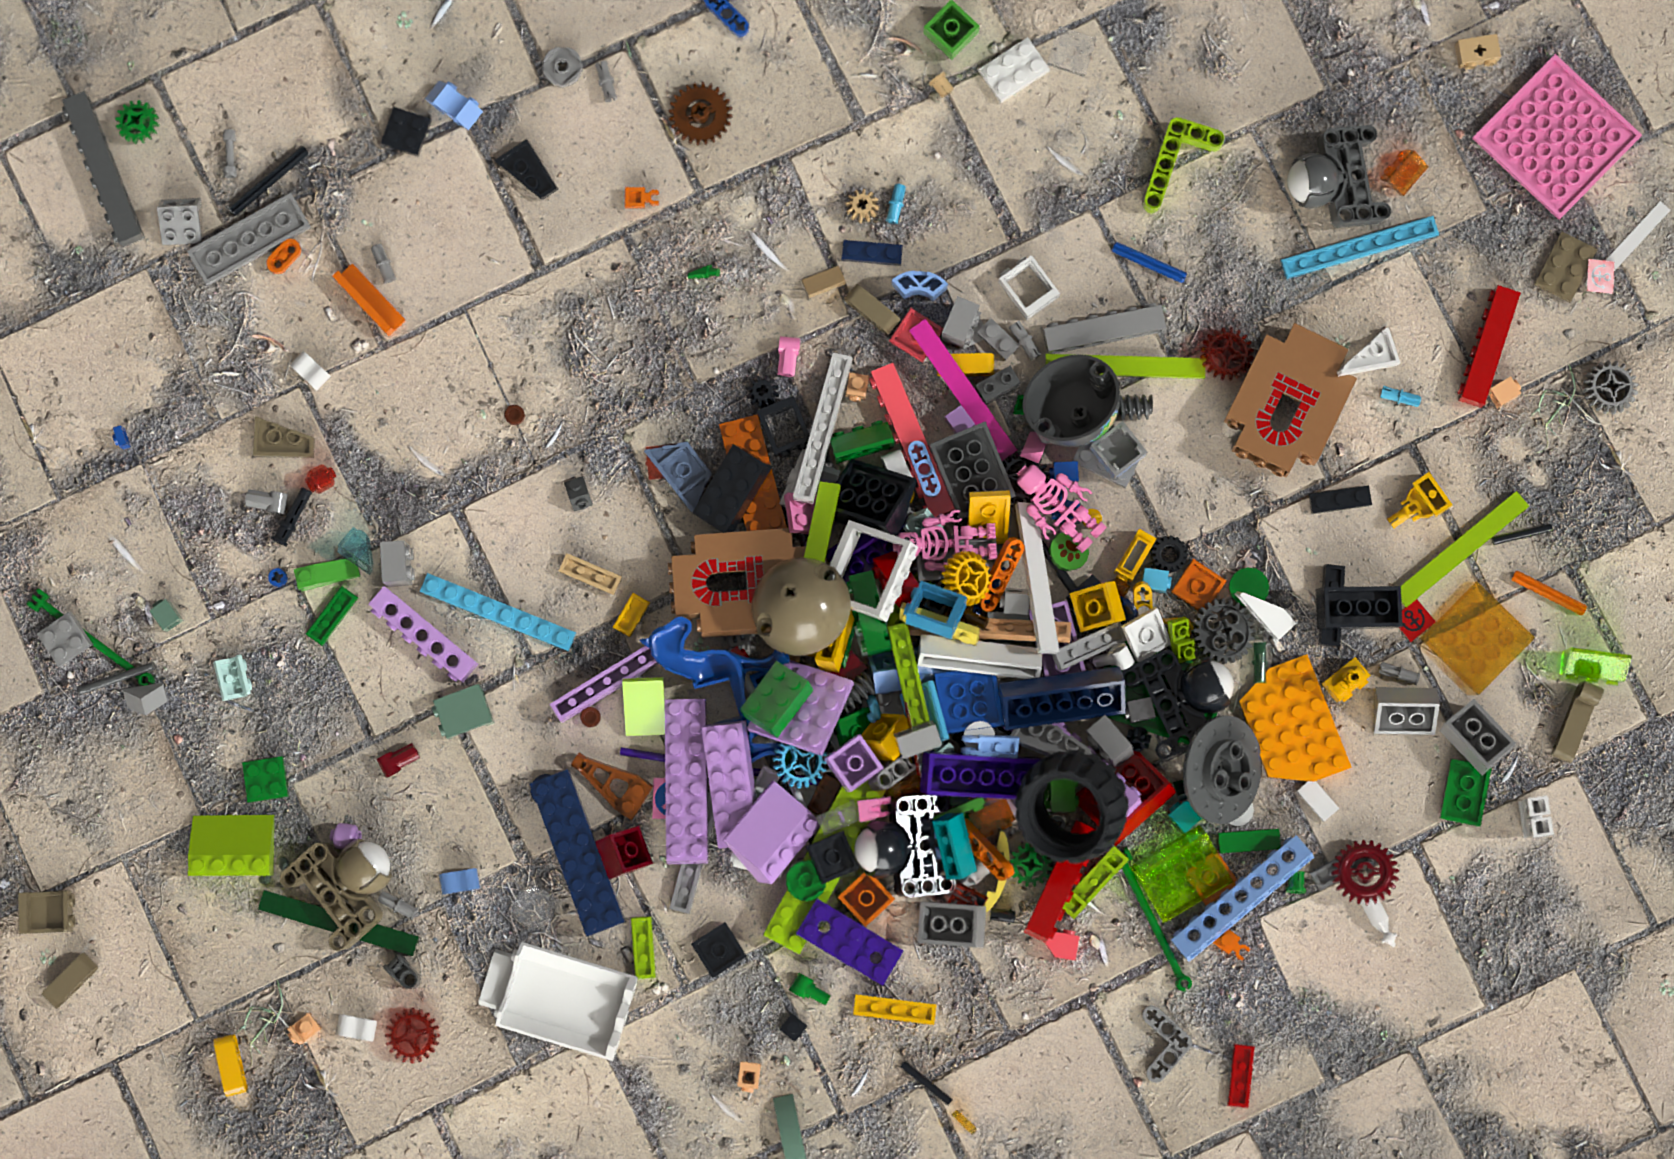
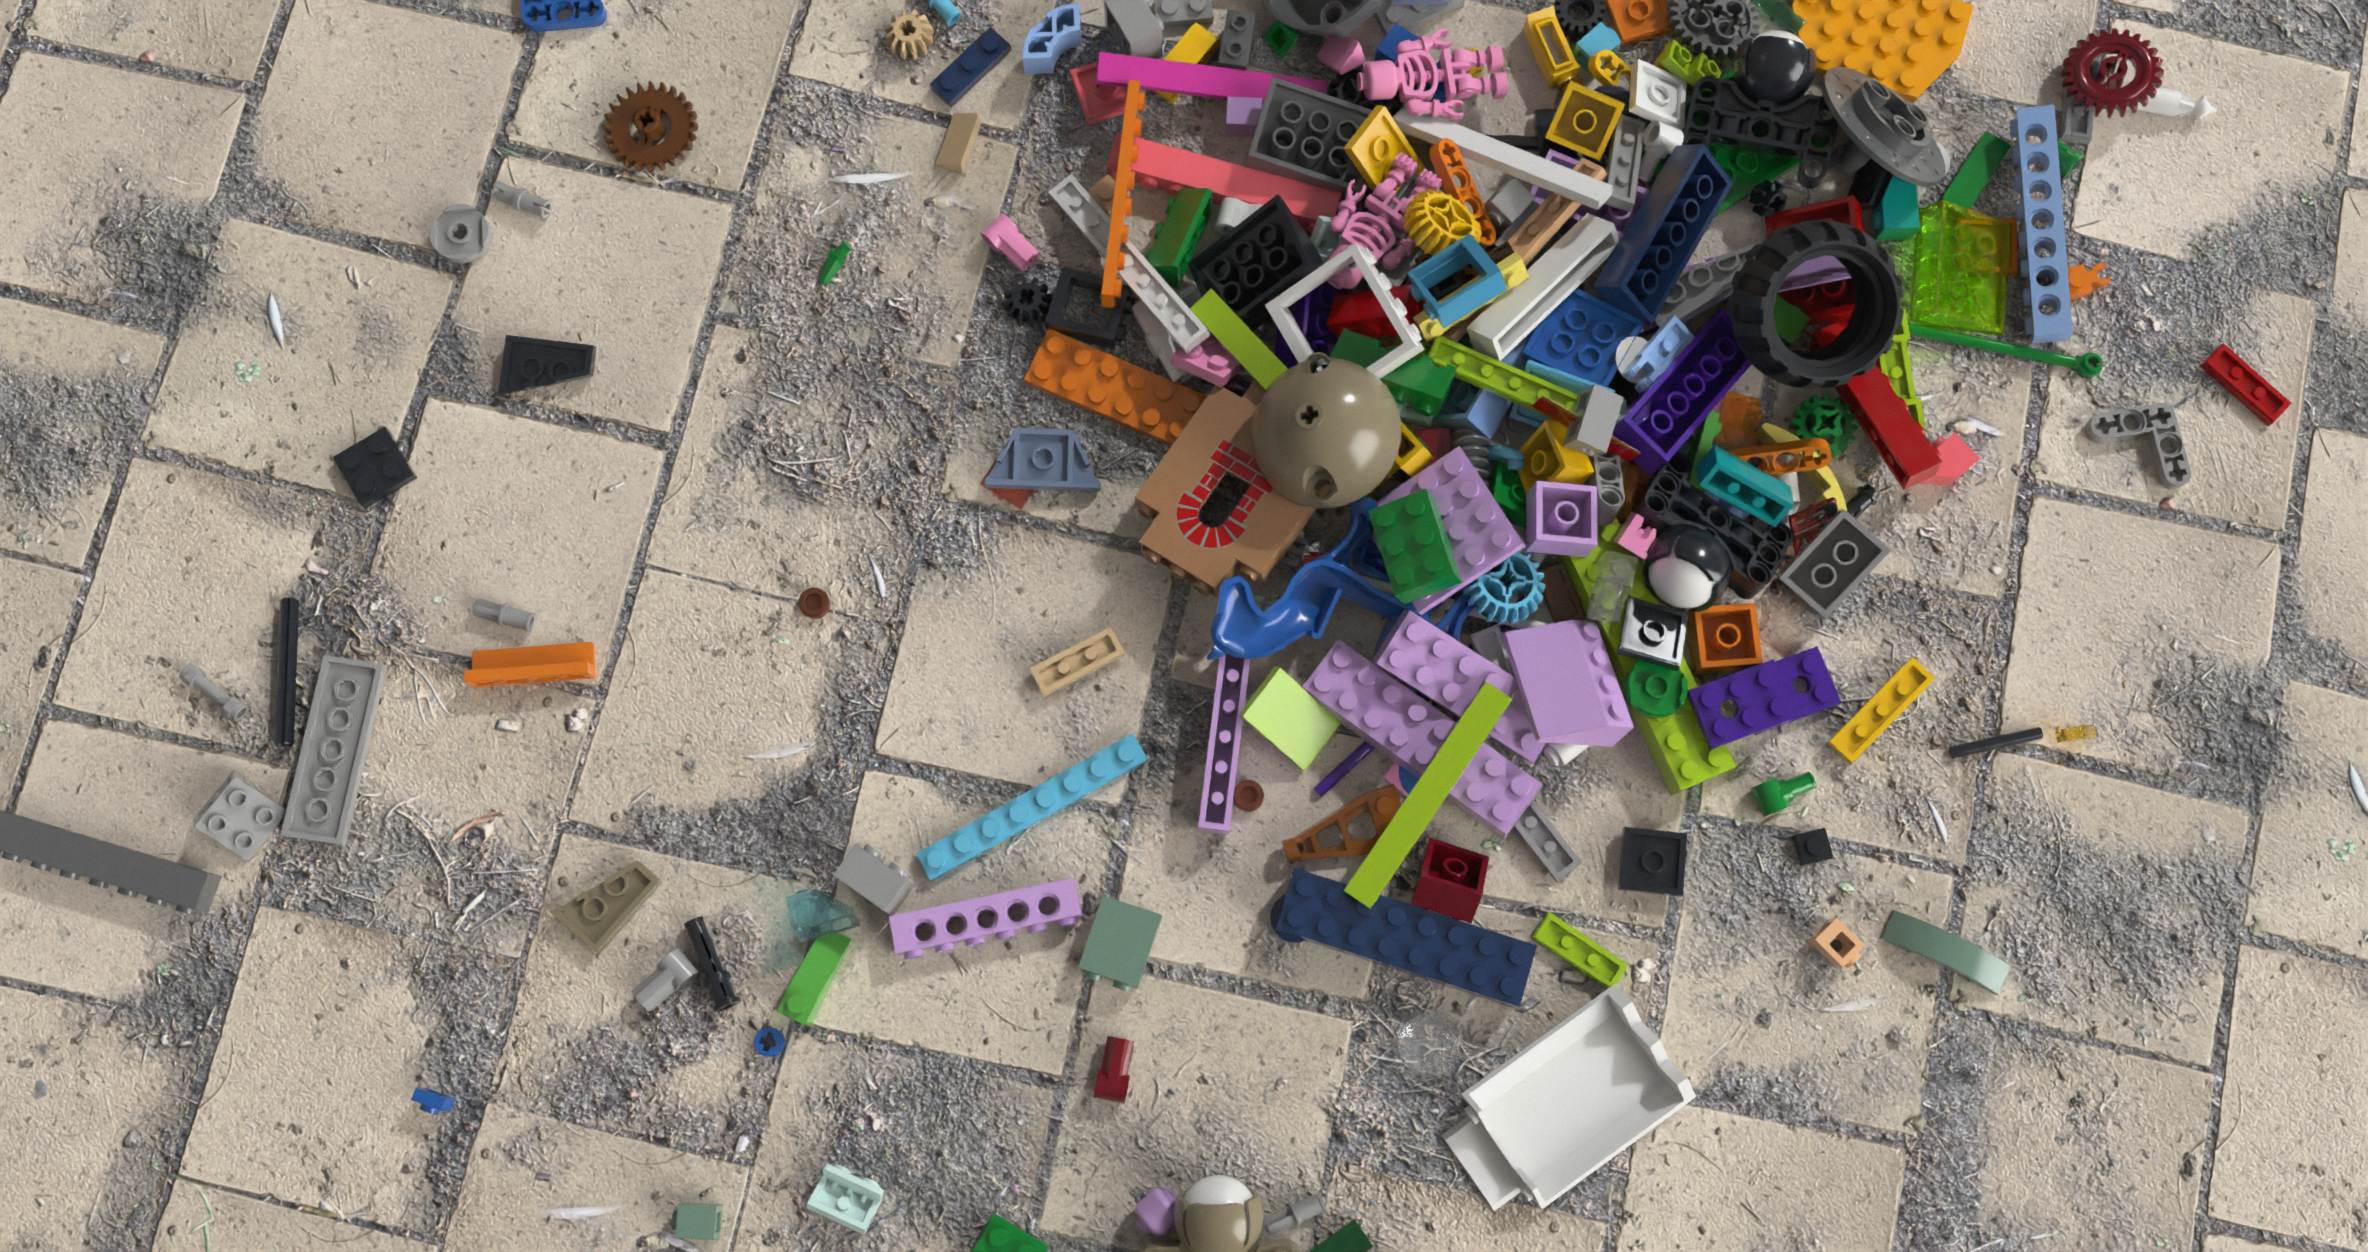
camera: 55 degrees left, 5 degrees down
(130, 127) = (73, 758): green gear -> none
(282, 255) = (389, 726): orange plate -> none
(310, 370) = (553, 801): white axle -> none
(320, 479) = (694, 892): clear red head -> none
(332, 616) = (871, 1012): green tile -> none
(456, 106) = (402, 382): light blue brick -> none
(459, 881) = (1325, 1112): medium blue axle -> none
(578, 493) = (970, 600): dark grey bracket -> none
(631, 614) = (1165, 651): yellow plate -> none
(636, 197) = (685, 268): orange plate -> none
(655, 806) = (1428, 795): none -> lime tile
(732, 489) = (1114, 416): black brick -> none
(849, 399) = (1121, 203): none -> orange plate
(872, 309) = (1035, 113): dark tan beam -> none
(913, 456) = (1245, 190): light blue beam -> none
(1065, 554) = (1489, 116): bright green tile -> none
(1109, 741) = (1749, 222): light grey brick -> none
(1140, 710) = (1741, 166): flat silver brick -> none
(1318, 800) = (1983, 68): white tile -> none

